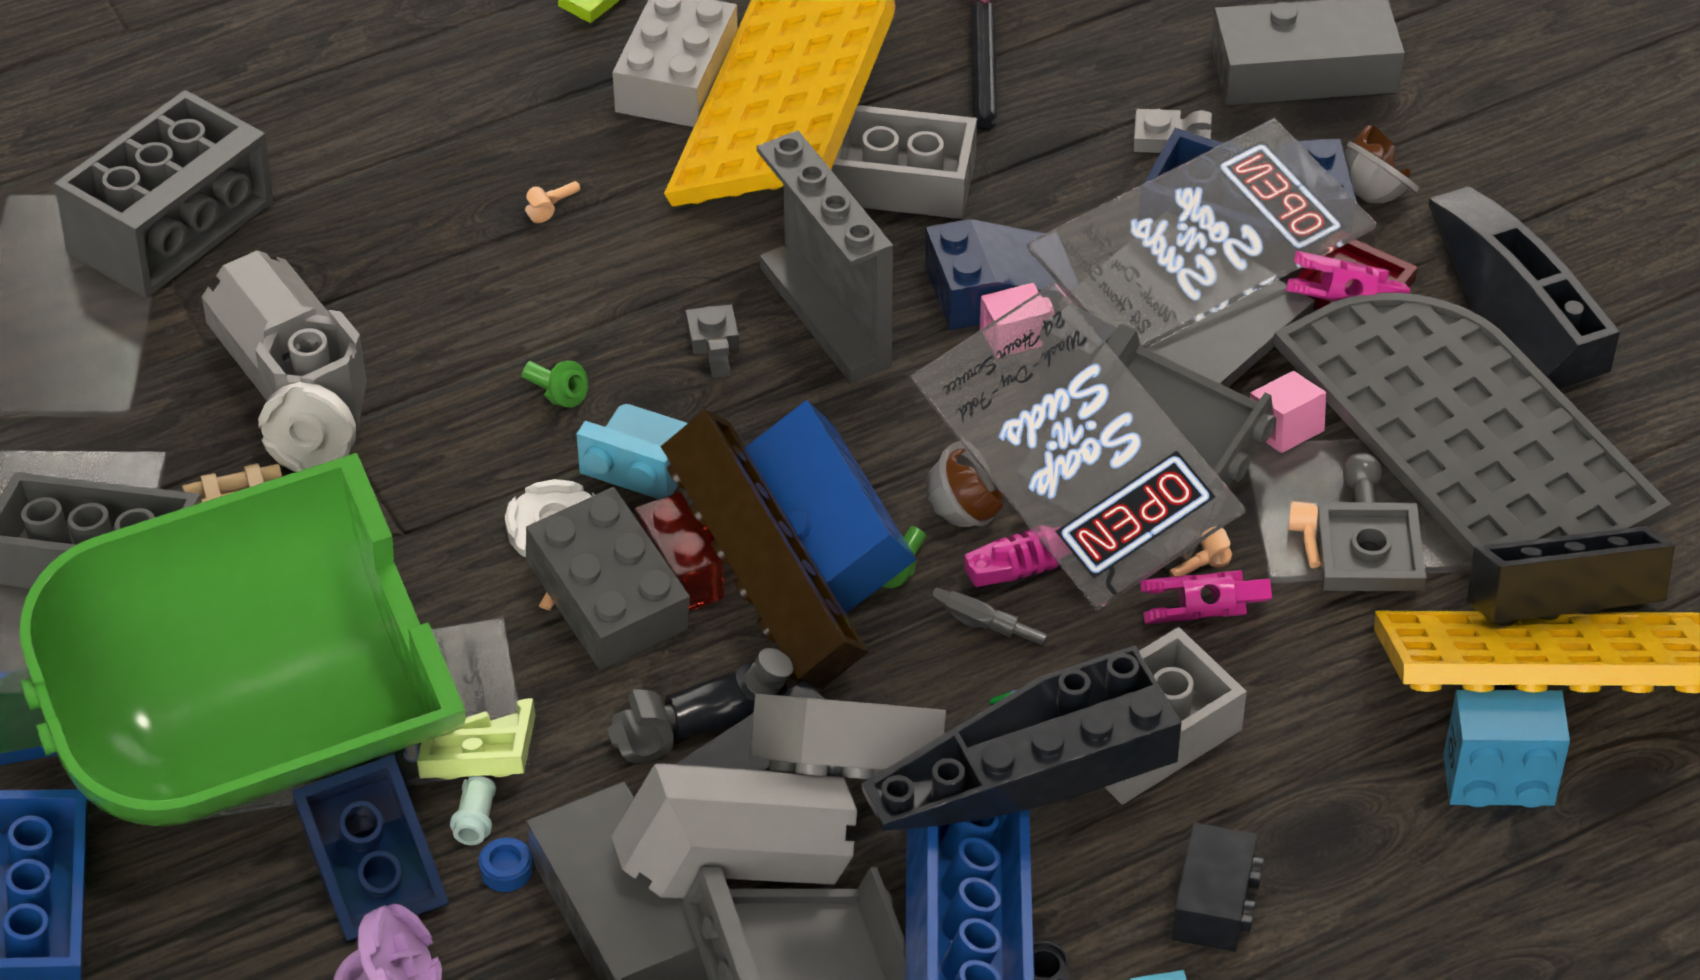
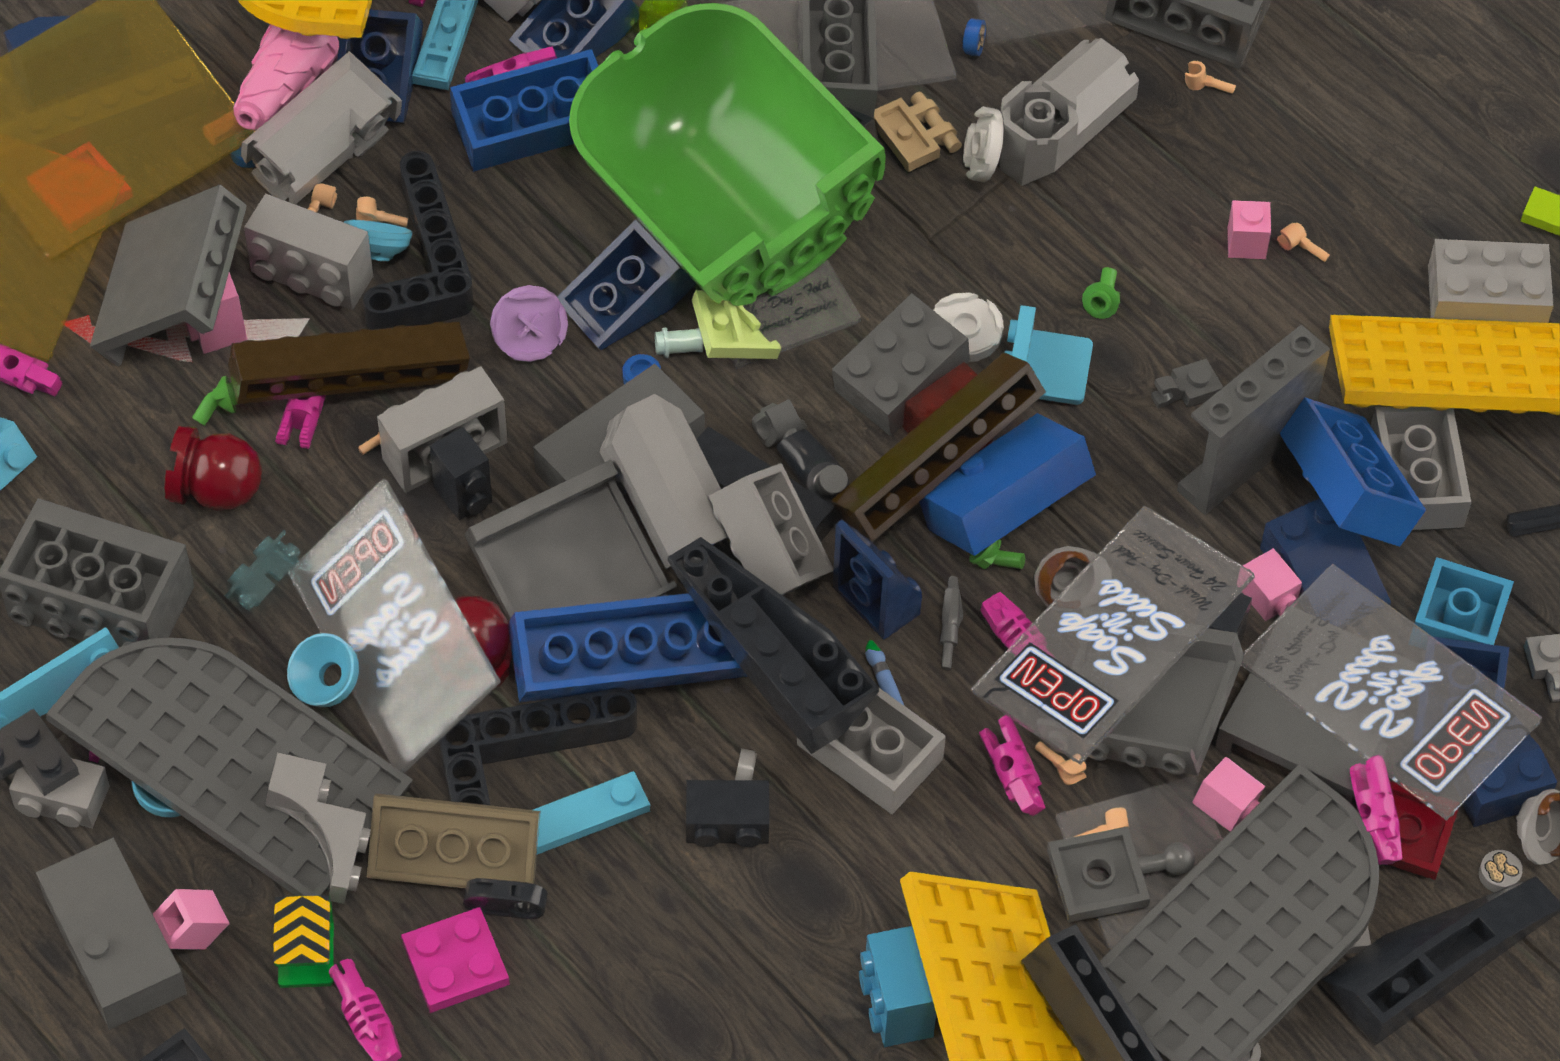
camera: 75 degrees right, 10 degrees up
(121, 416) = (974, 37): none -> blue tile
(276, 230) = (1197, 79): none -> light nougat hand
(523, 230) = (1249, 229): none -> bright pink brick
(933, 656) = (873, 583): none -> dark blue slope
(936, 187) = (1352, 472): none -> blue brick
(1095, 164) = (1463, 603): none -> dark azure brick
(1155, 858) = (746, 765): none -> light grey tile
(1414, 227) = (1500, 870): none -> tile

